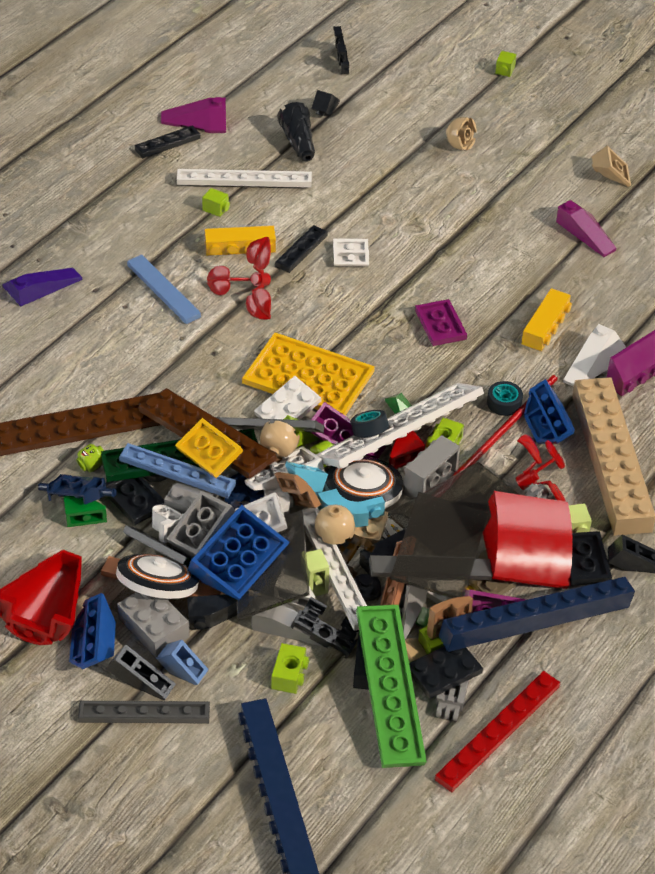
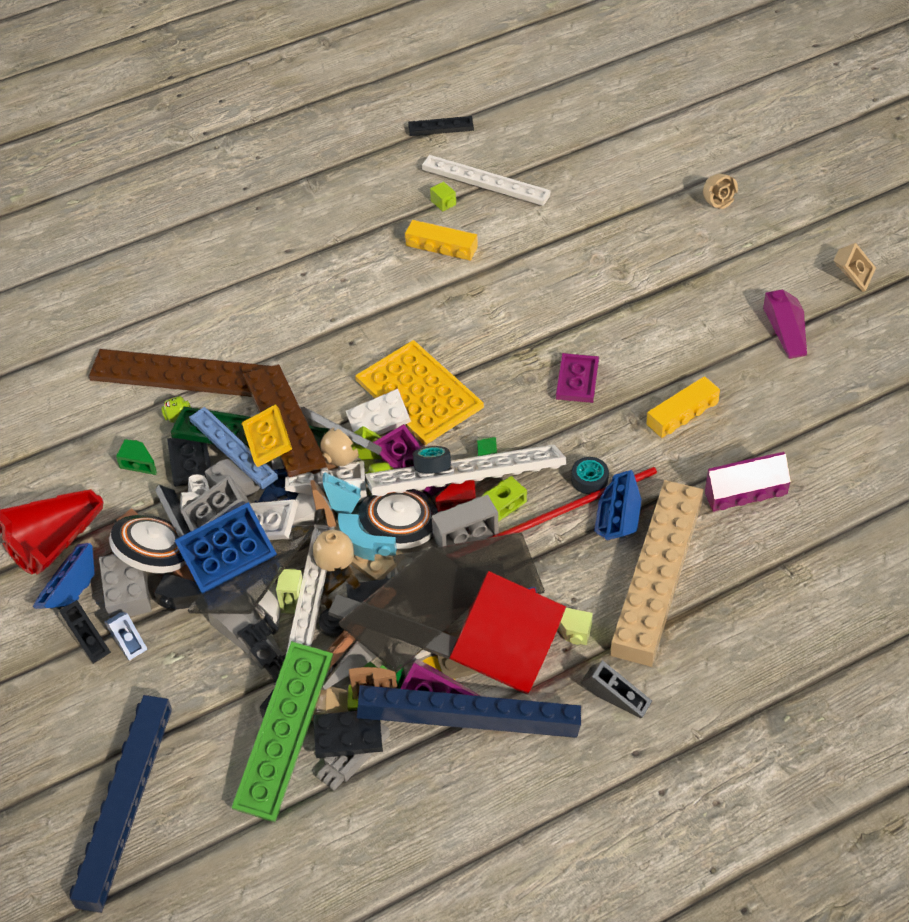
camera: 30 degrees right, 5 degrees up
(39, 284) = (237, 231): dark purple wedge -> none
(87, 487) = (143, 435): dark blue plate -> none
(144, 712) = (68, 669): dark grey tile -> none
(164, 289) = (345, 268): medium blue tile -> none
(202, 114) = (488, 108): magenta wedge -> none
(259, 302) = (417, 303): red plant -> none
(289, 668) = (215, 665): lime brick -> none
(297, 128) = (563, 143): black cone -> none
(301, 249) = (494, 264): black tile -> none
(324, 103) = (606, 125): black slope -> none
(341, 50) = (654, 77): black piece -> none
(350, 252) = (538, 281): white slope -> none
(497, 731) = (364, 816): red plate -> none
(505, 63) = (813, 129): lime brick -> none
(530, 476) = (559, 541): red plant -> none
(537, 491) = (554, 587): light grey gear -> none
(589, 559) = (563, 670): black plate -> none
(595, 355) = (715, 452): white wedge -> none

